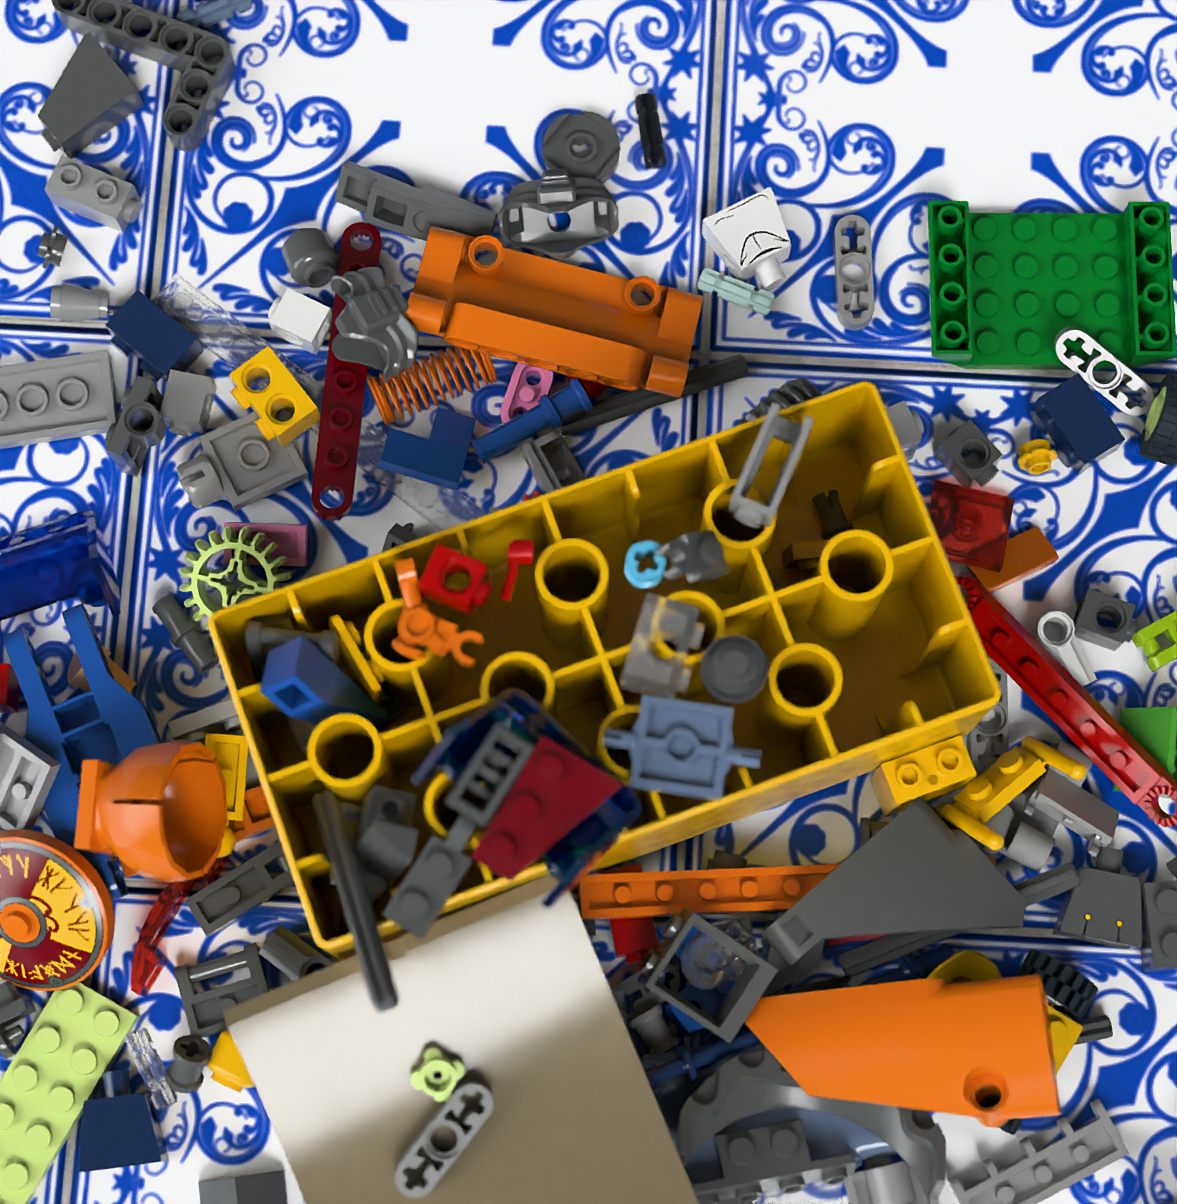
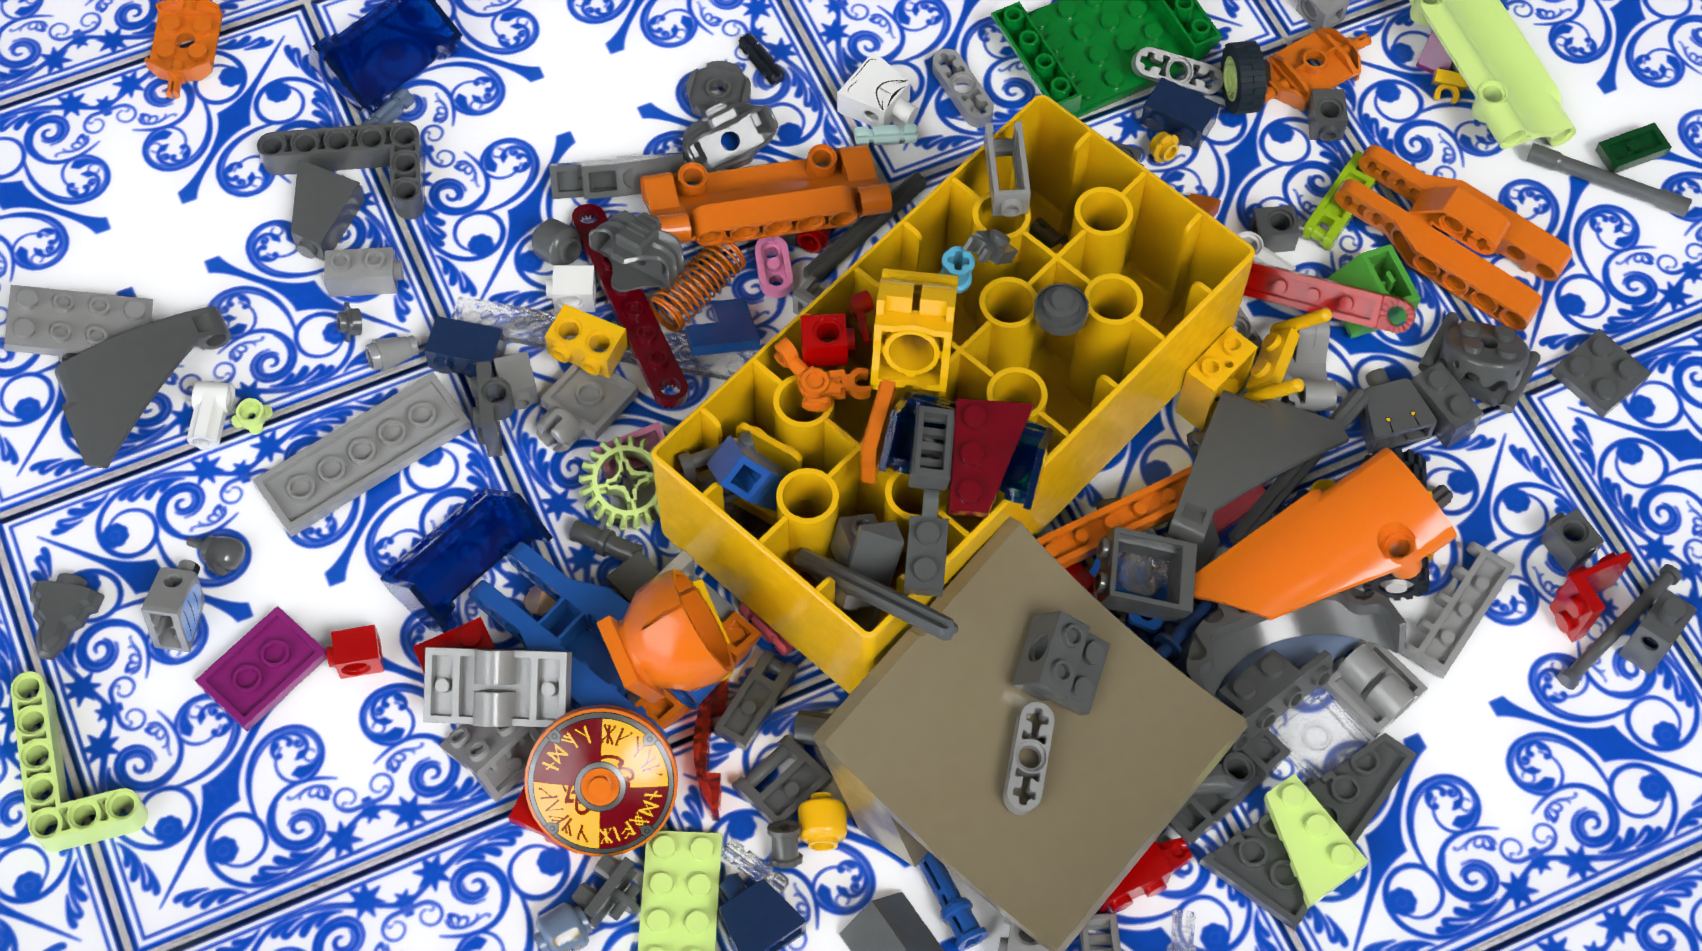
camera: 30 degrees left, 15 degrees down
(187, 693) = (631, 576): none -> dark grey brick
(440, 1087) = (1008, 705): yellowish green plate -> none
(454, 709) = (876, 431): none -> orange tile
(530, 1057) = (1061, 662): none -> dark grey brick
(545, 625) = (914, 329): none -> yellow piece
(549, 412) = (799, 264): blue pin -> none
(658, 621) = (1000, 337): clear brick -> none
(681, 748) = (1055, 376): sand blue plate -> none
(1073, 809) = (1333, 358): light grey hinge -> none

